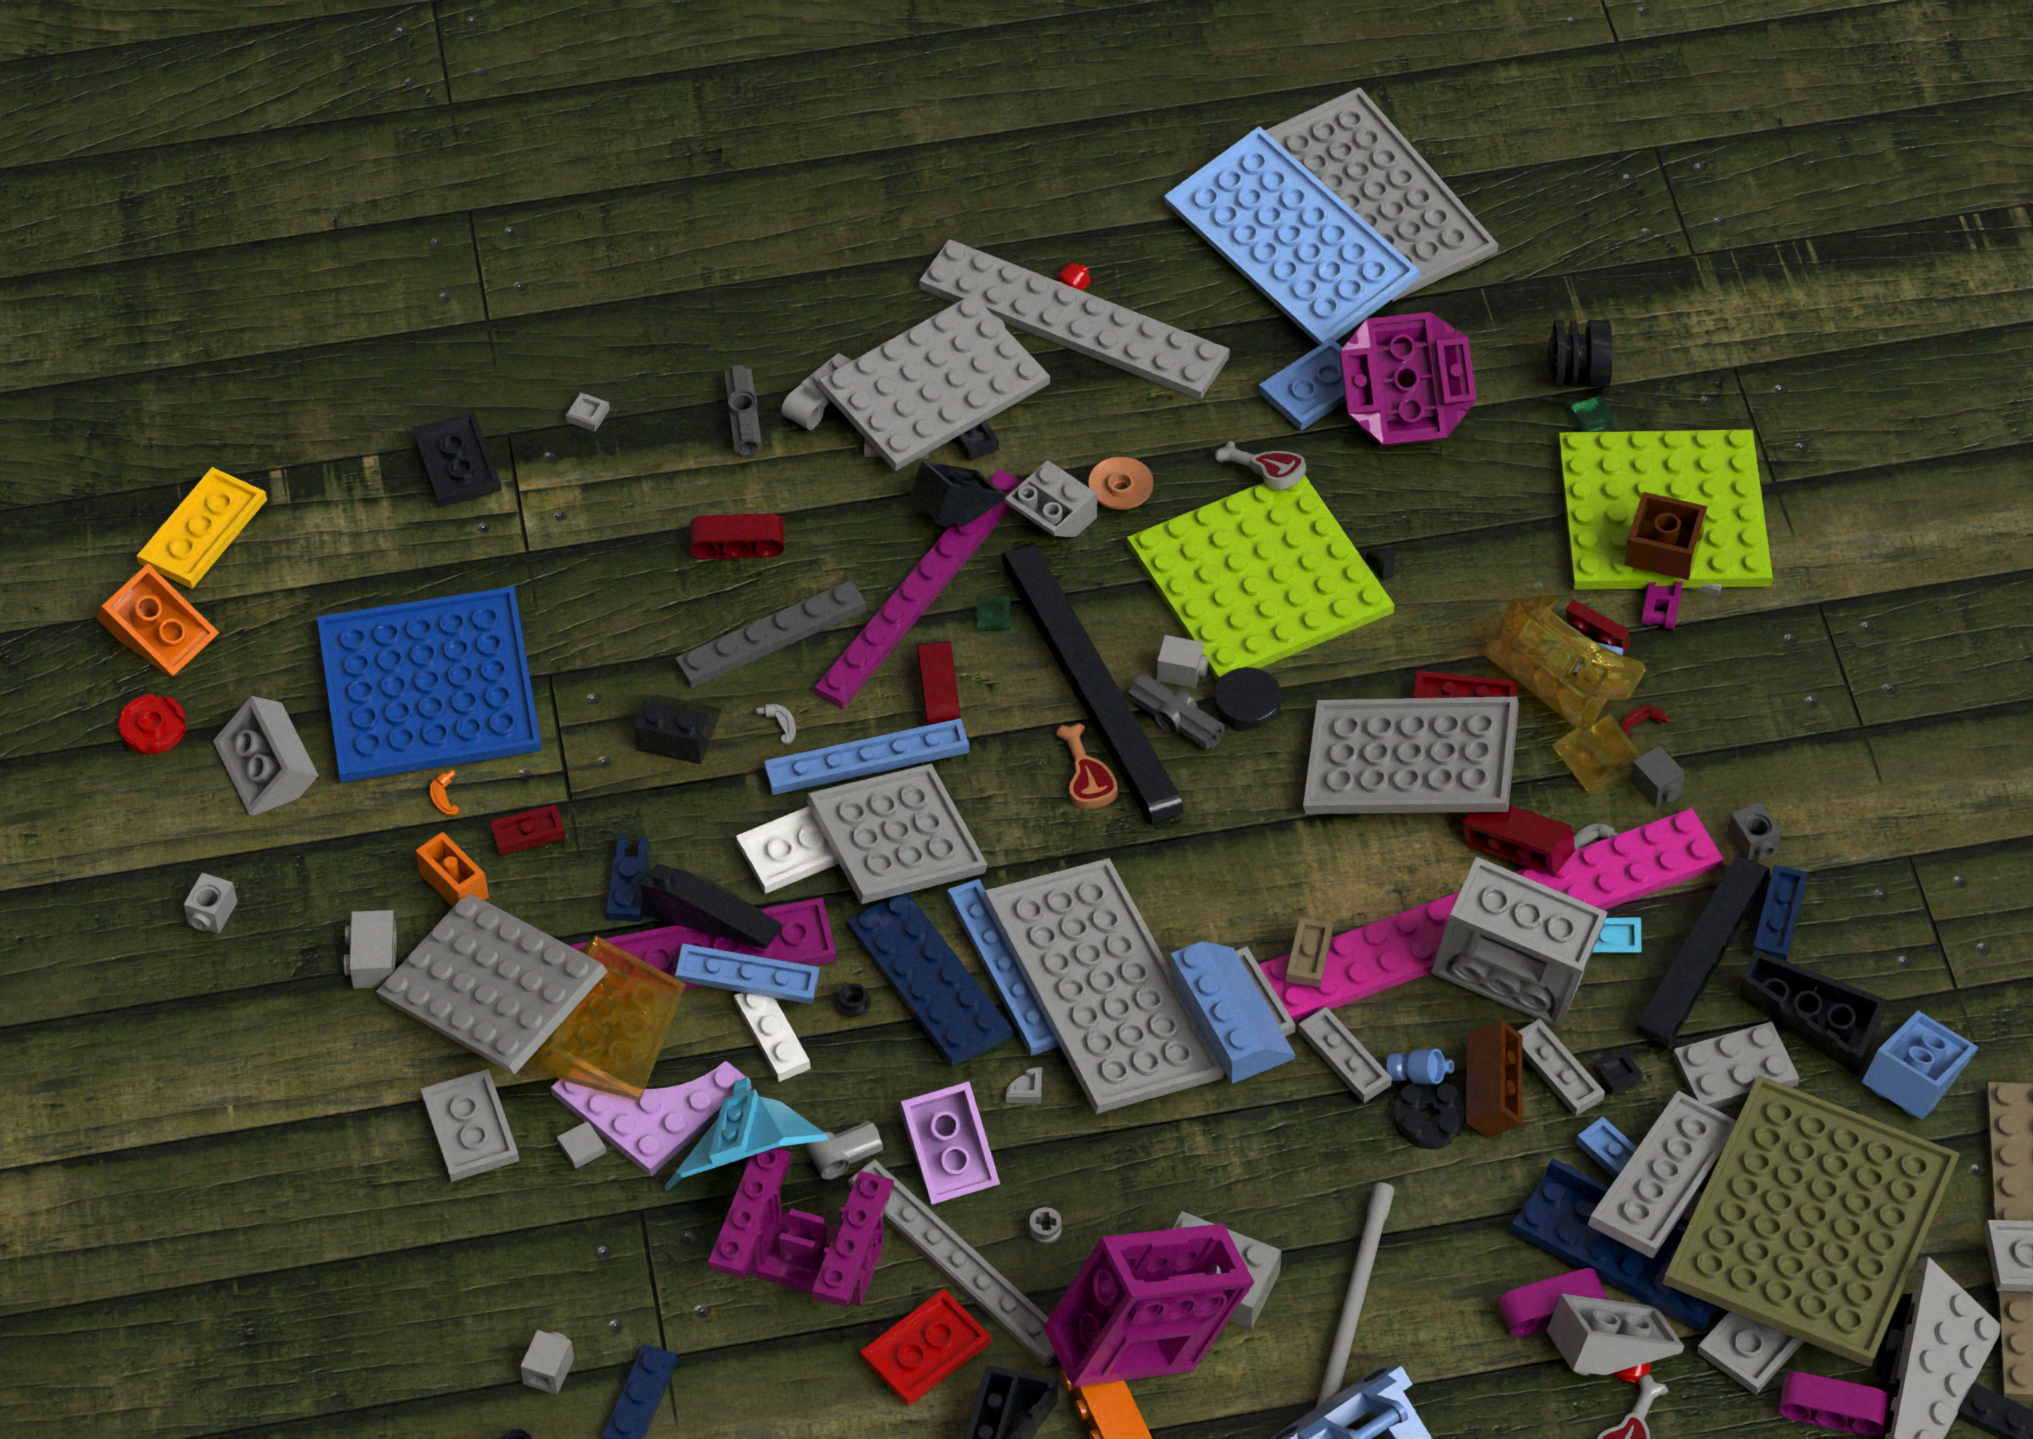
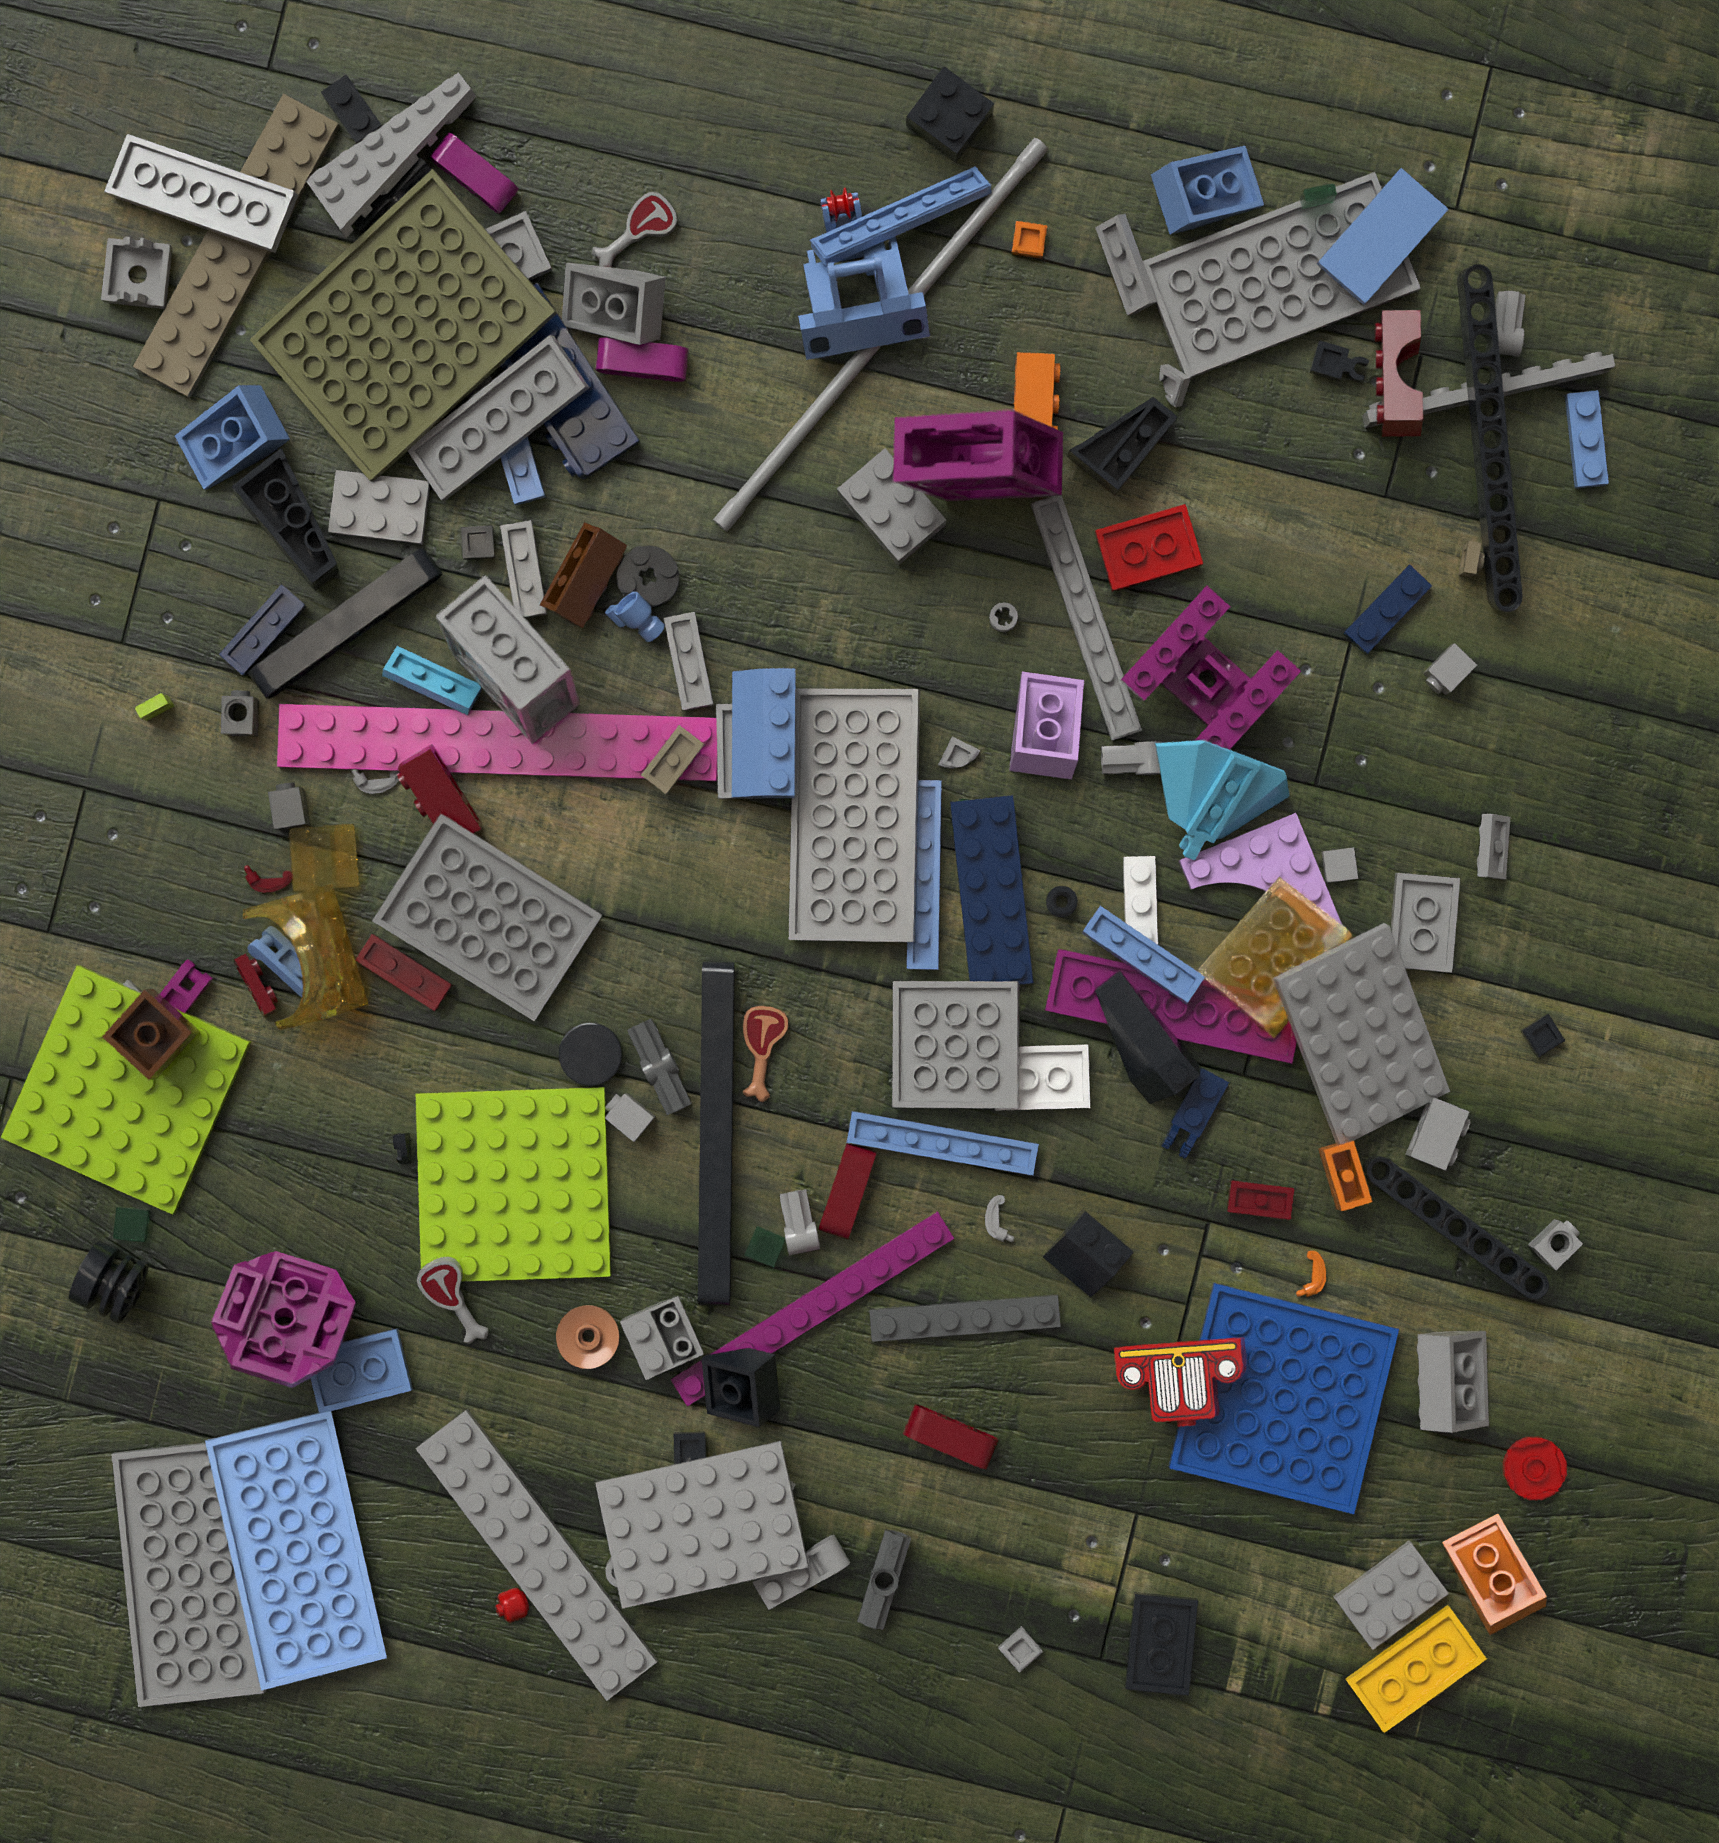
camera: 150 degrees left, 35 degrees up
(251, 576) = (1390, 1595): none -> light grey plate
(267, 870) = (1470, 1231): none -> black beam
(299, 1080) = (1542, 1035): none -> black tile
(426, 1219) = (1493, 846): none -> light grey plate
(538, 652) = (1182, 1375): none -> brick
(969, 639) = (800, 1229): none -> light grey piece
(1840, 807) = (154, 706): none -> lime tile

